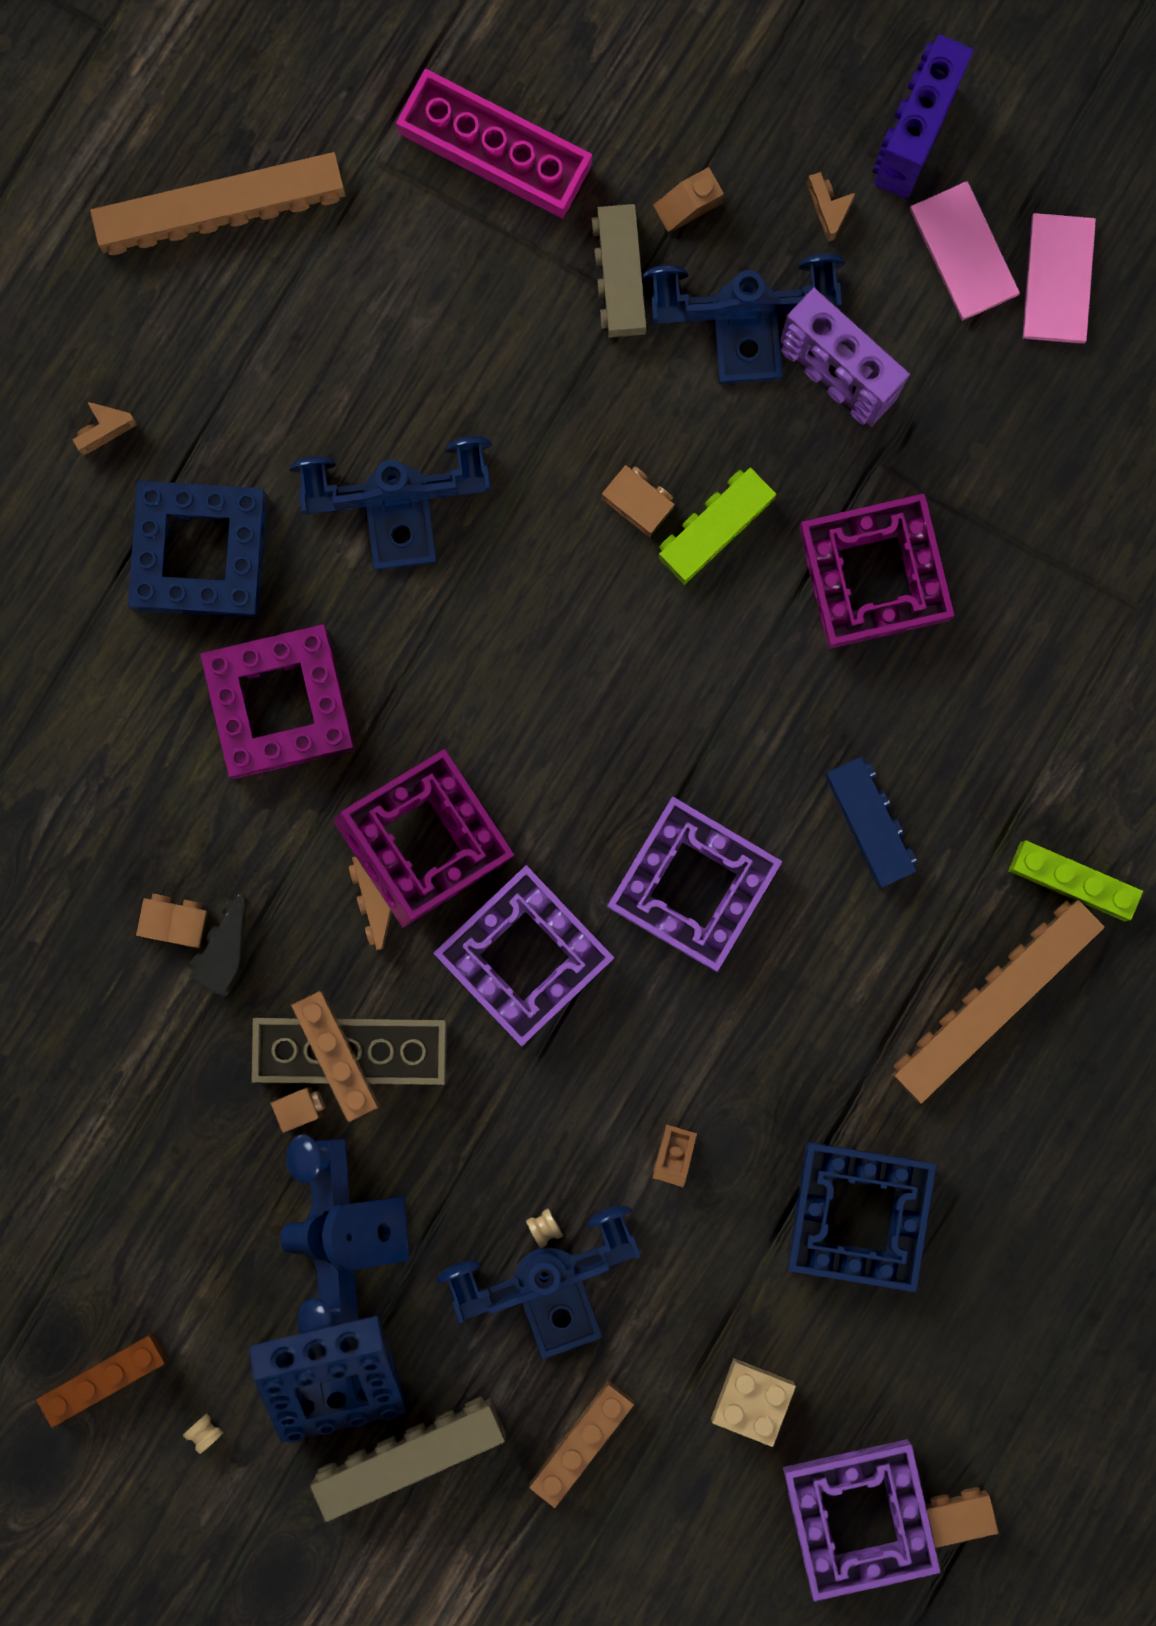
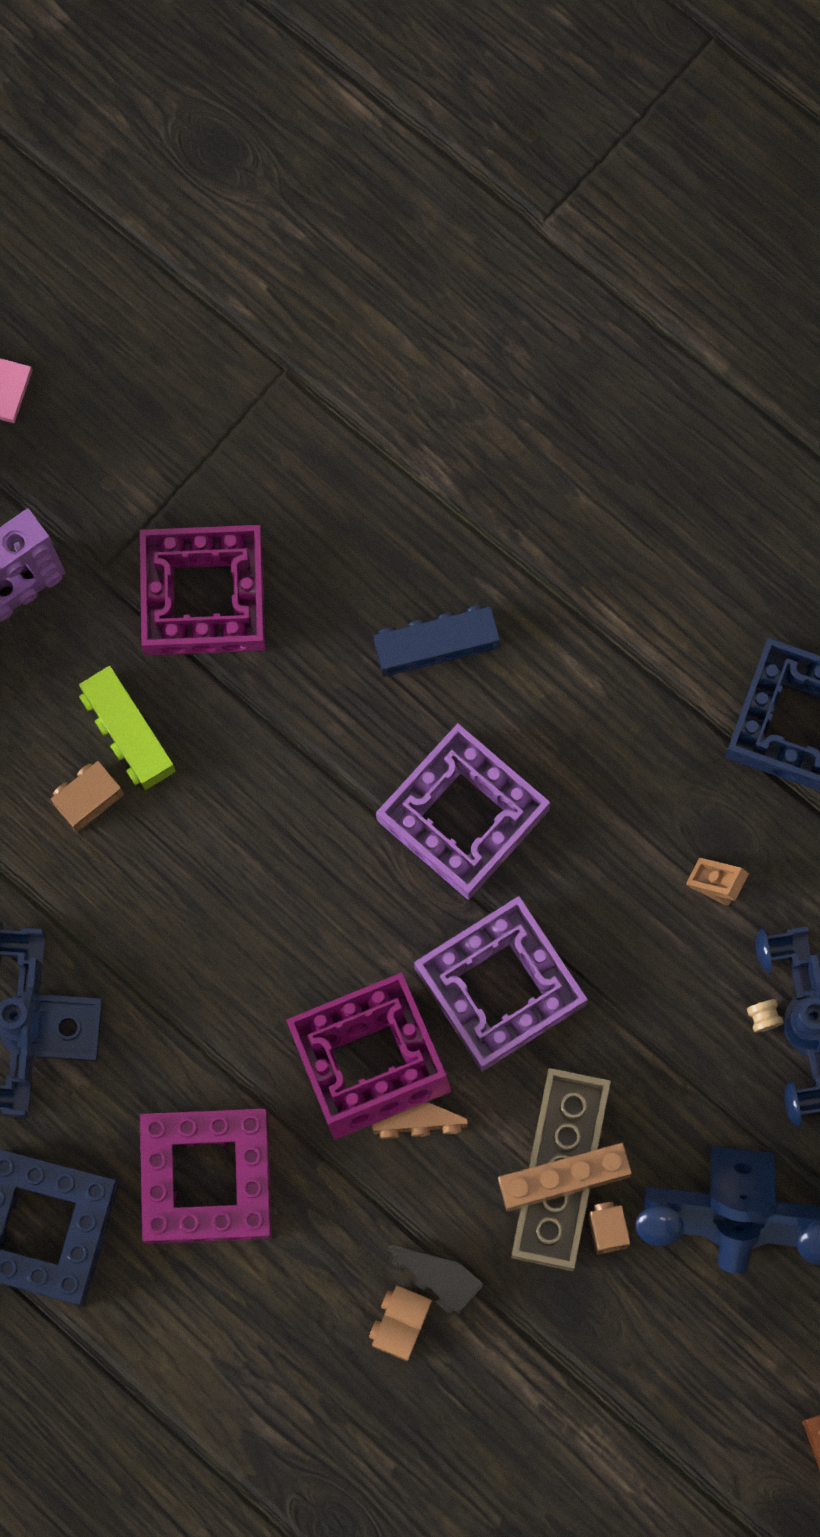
camera: 75 degrees left, 10 degrees down
(997, 1001) = (625, 560): medium nougat brick -> none
(1075, 881) = (526, 469): lime brick -> none

